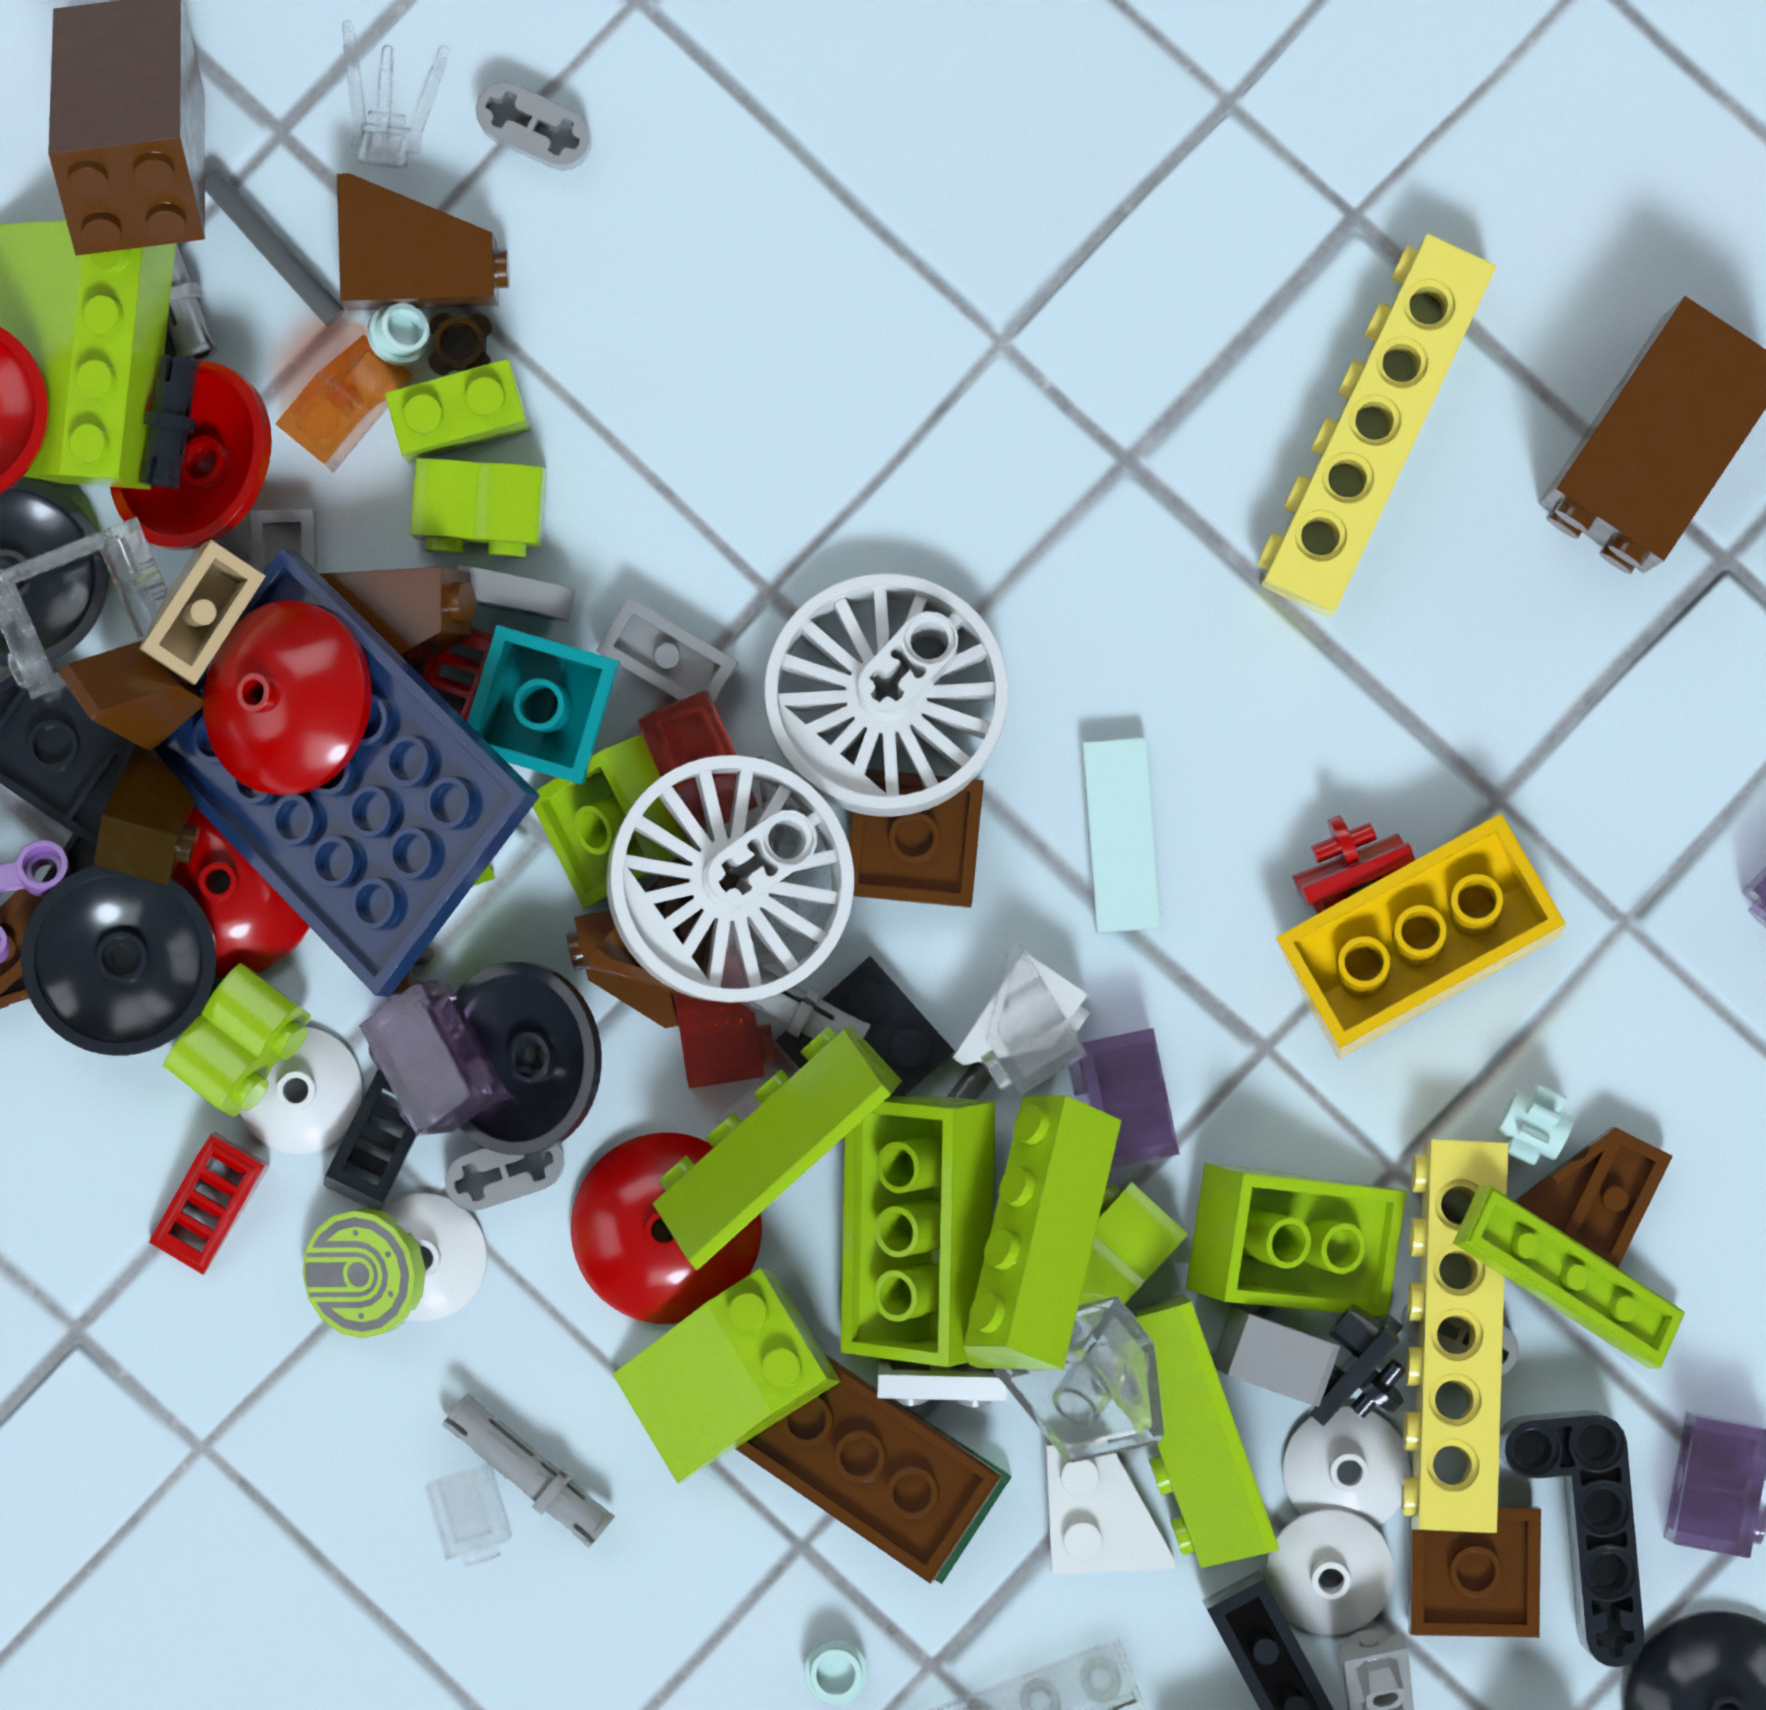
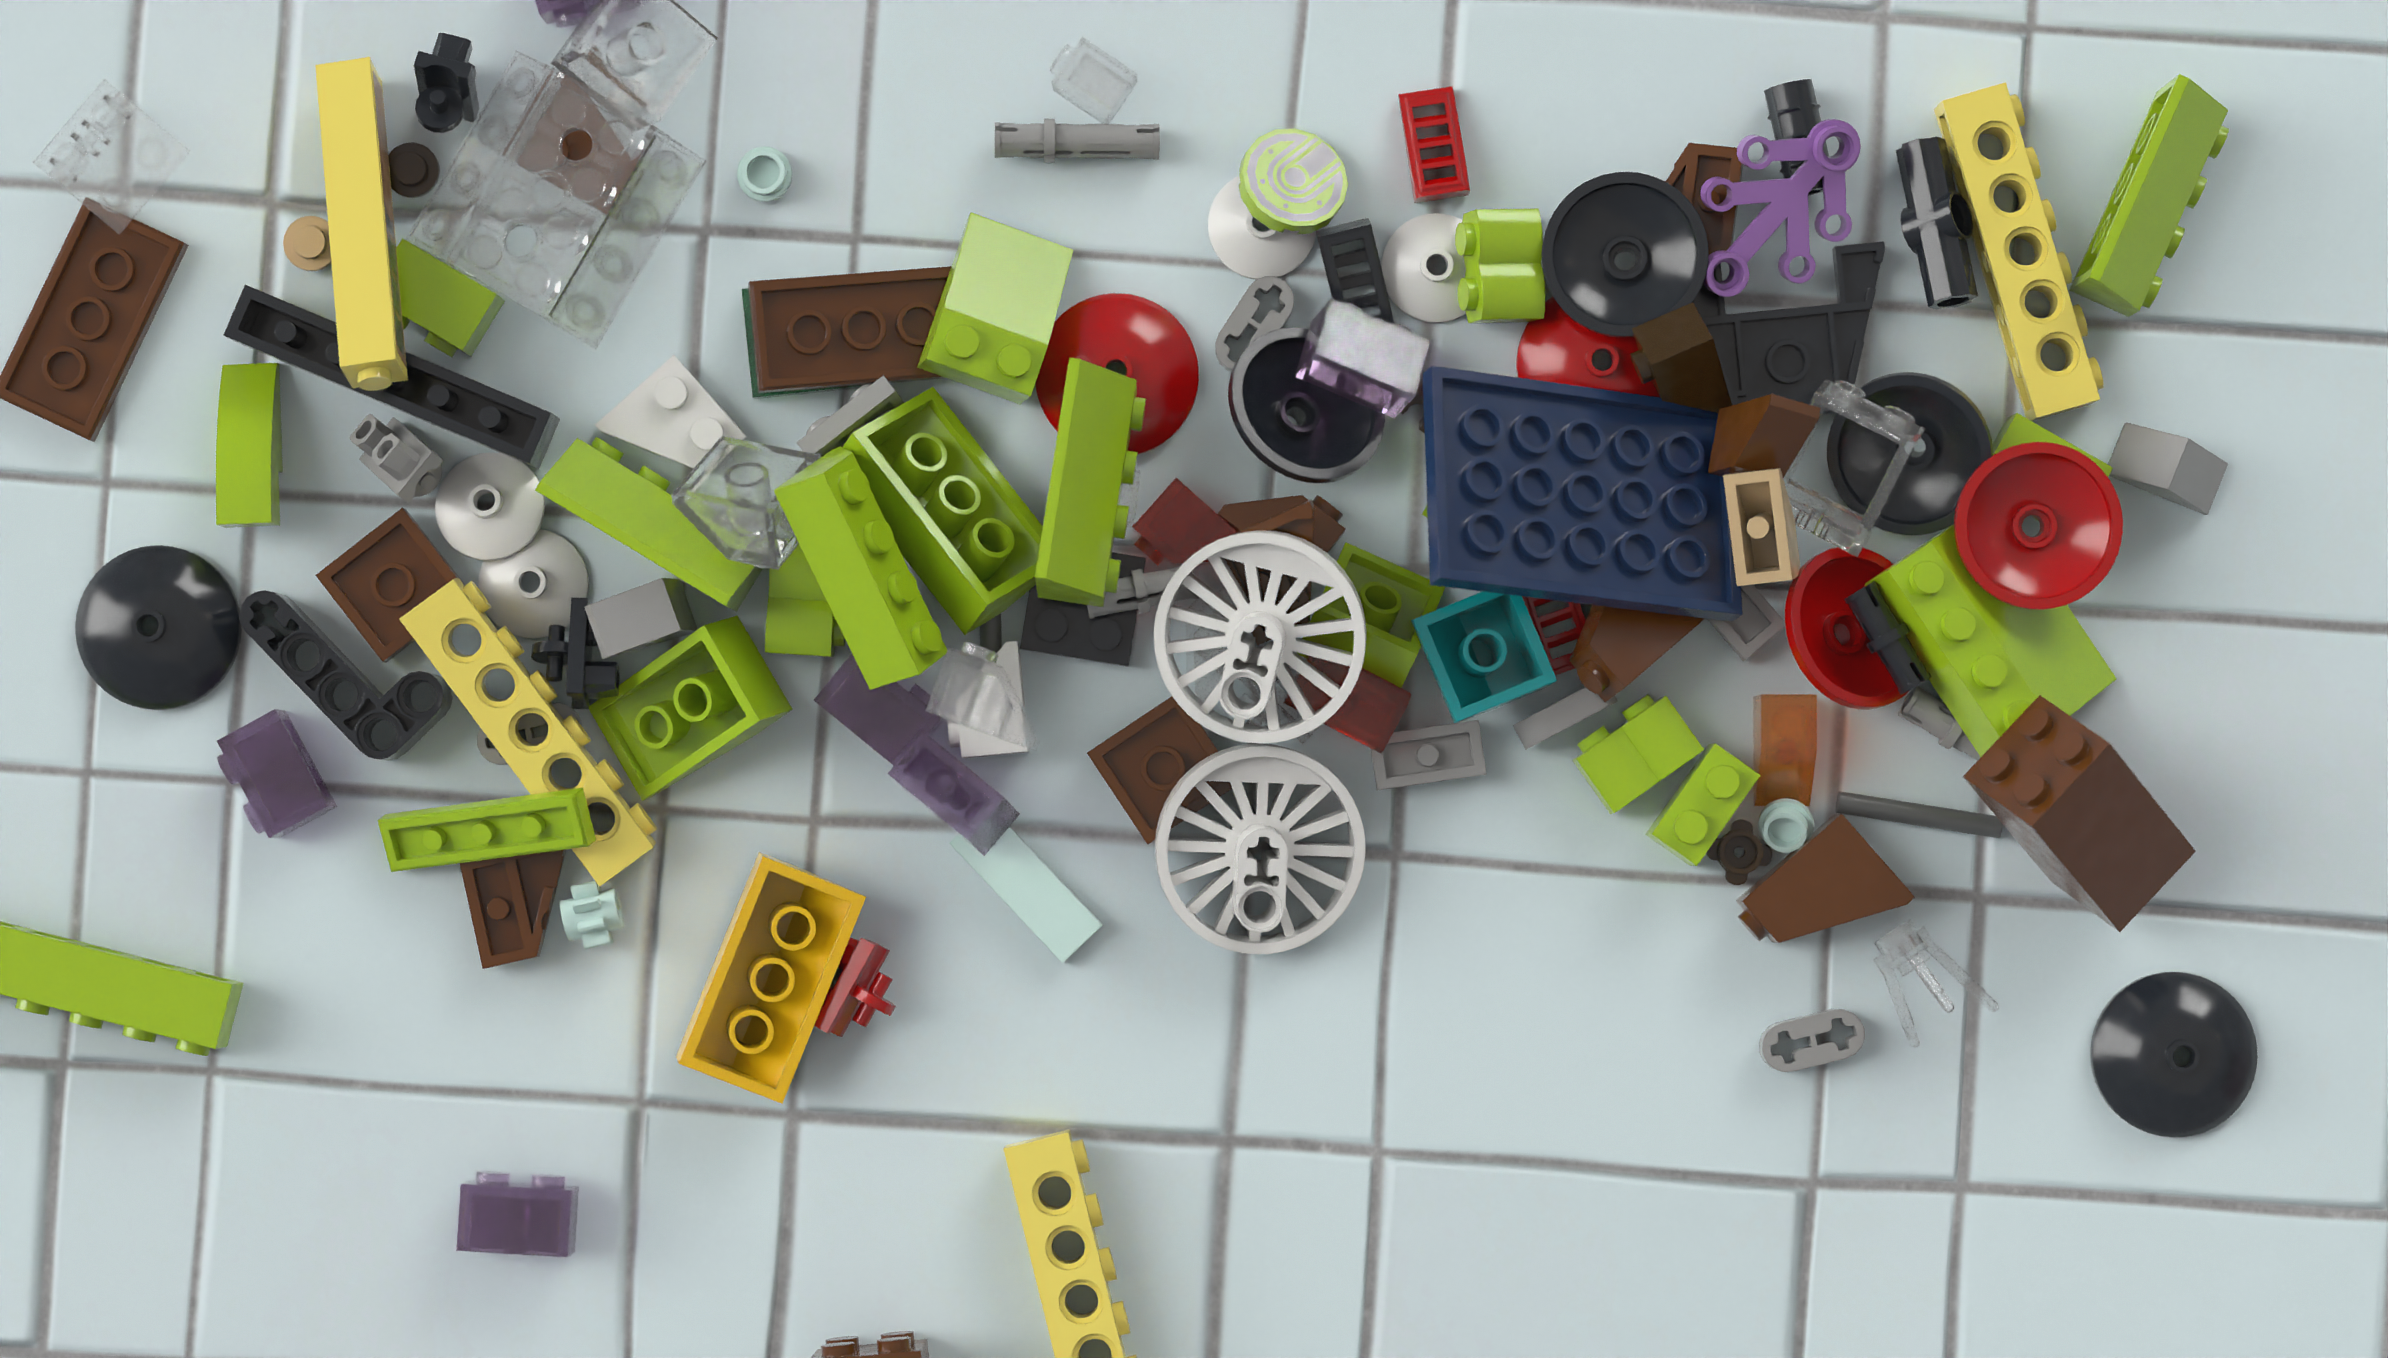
camera: 145 degrees right, 0 degrees up
(311, 700) = (1637, 529): red dish -> none
(1121, 966) = (954, 793): none -> clear purple brick

